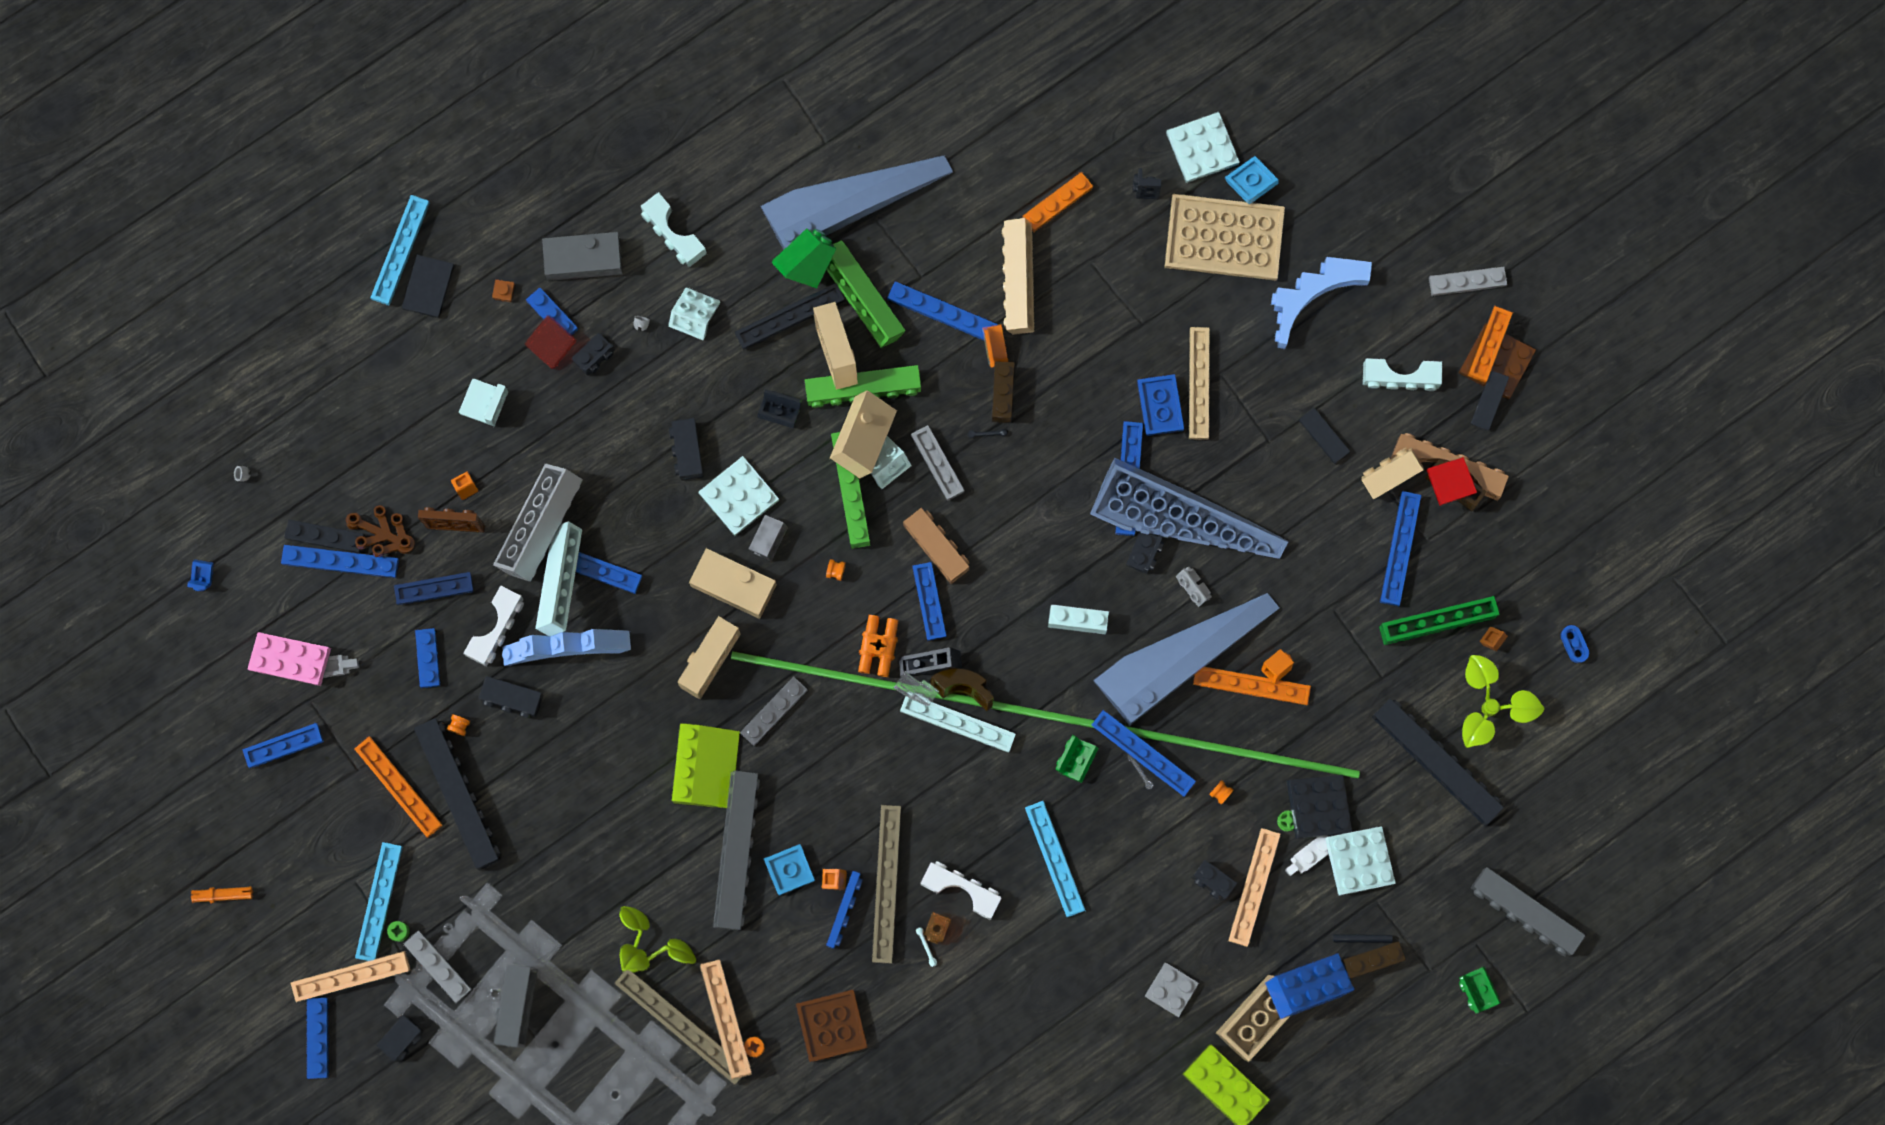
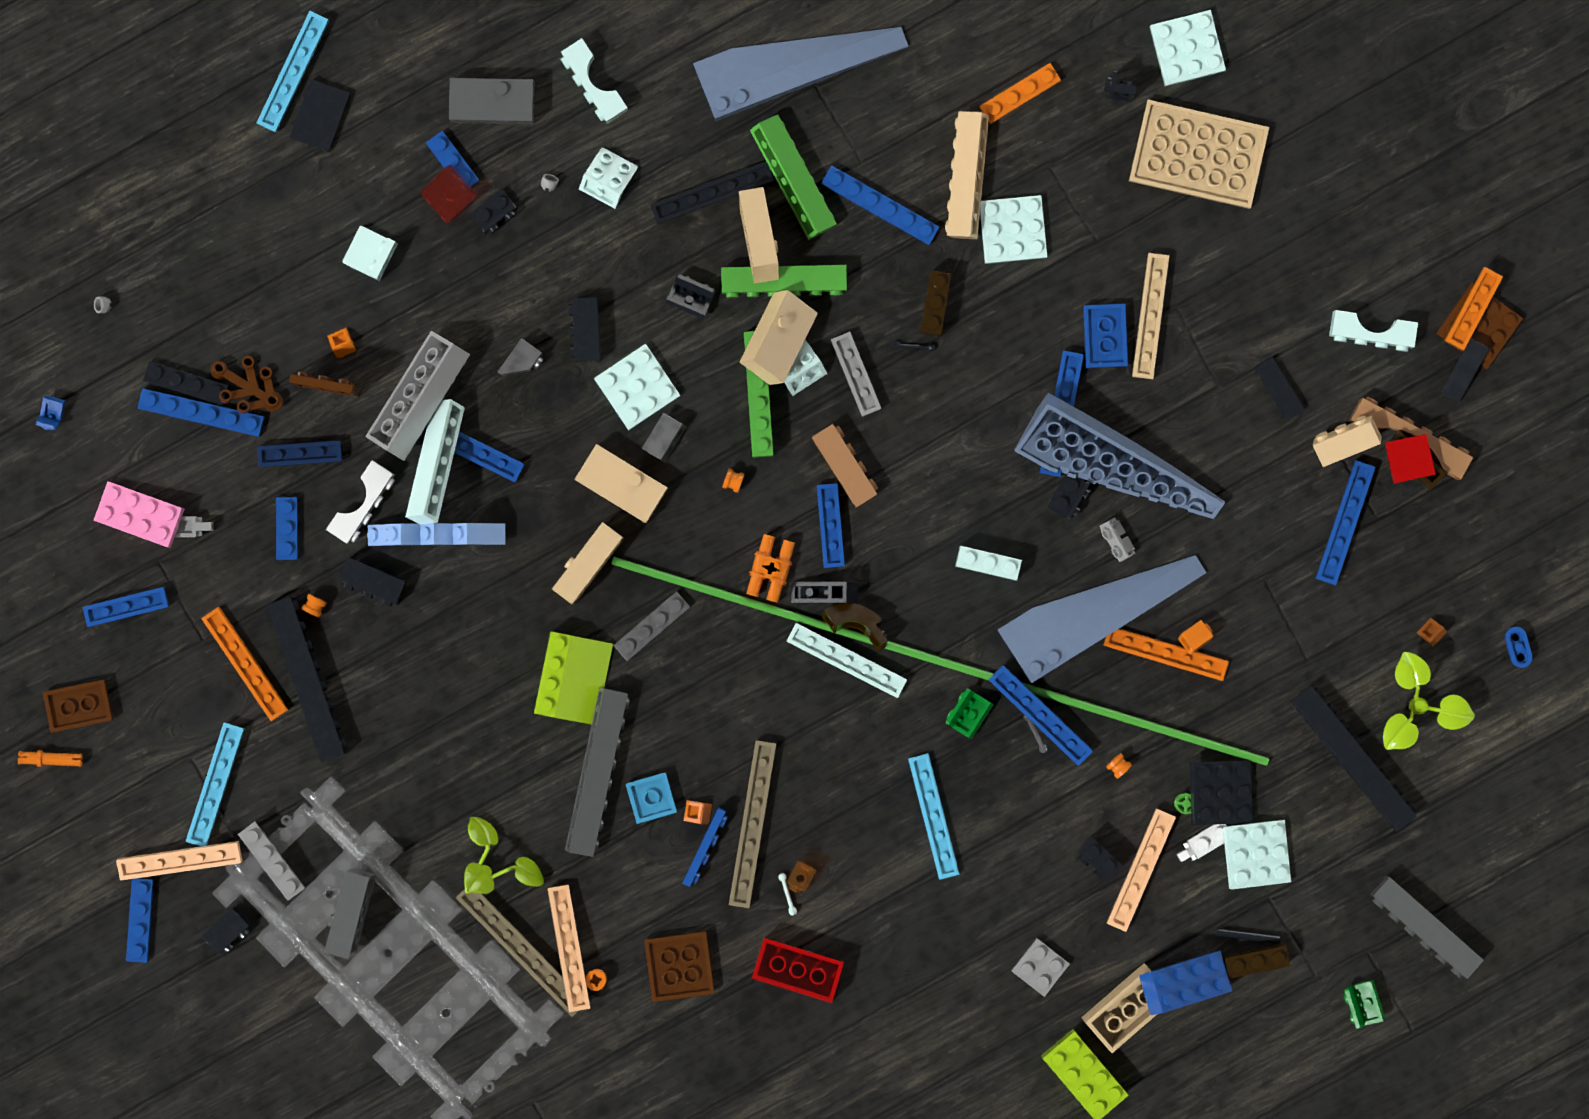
camera: 10 degrees right, 10 degrees up
(244, 842) = (77, 706): none -> reddish brown plate
(401, 933) = (237, 818): bright green wheel -> none
(503, 290) = (402, 129): dark orange plate -> none
(630, 481) = (521, 359): none -> flat silver slope
(806, 258) = (736, 133): green slope -> none
(917, 691) = (805, 621): clear slope -> none
(939, 878) = (808, 824): white arch -> none
(943, 1016) = (797, 970): none -> red brick
(995, 344) = (932, 250): orange panel -> none
(1065, 321) = (1013, 229): none -> light aqua plate
(1251, 180) = (1237, 93): dark azure plate -> none
(1335, 273) = (1314, 209): light blue arch -> none
(1439, 620) = (1375, 607): green brick -> none
(1468, 281) = (1459, 232): light grey plate -> none

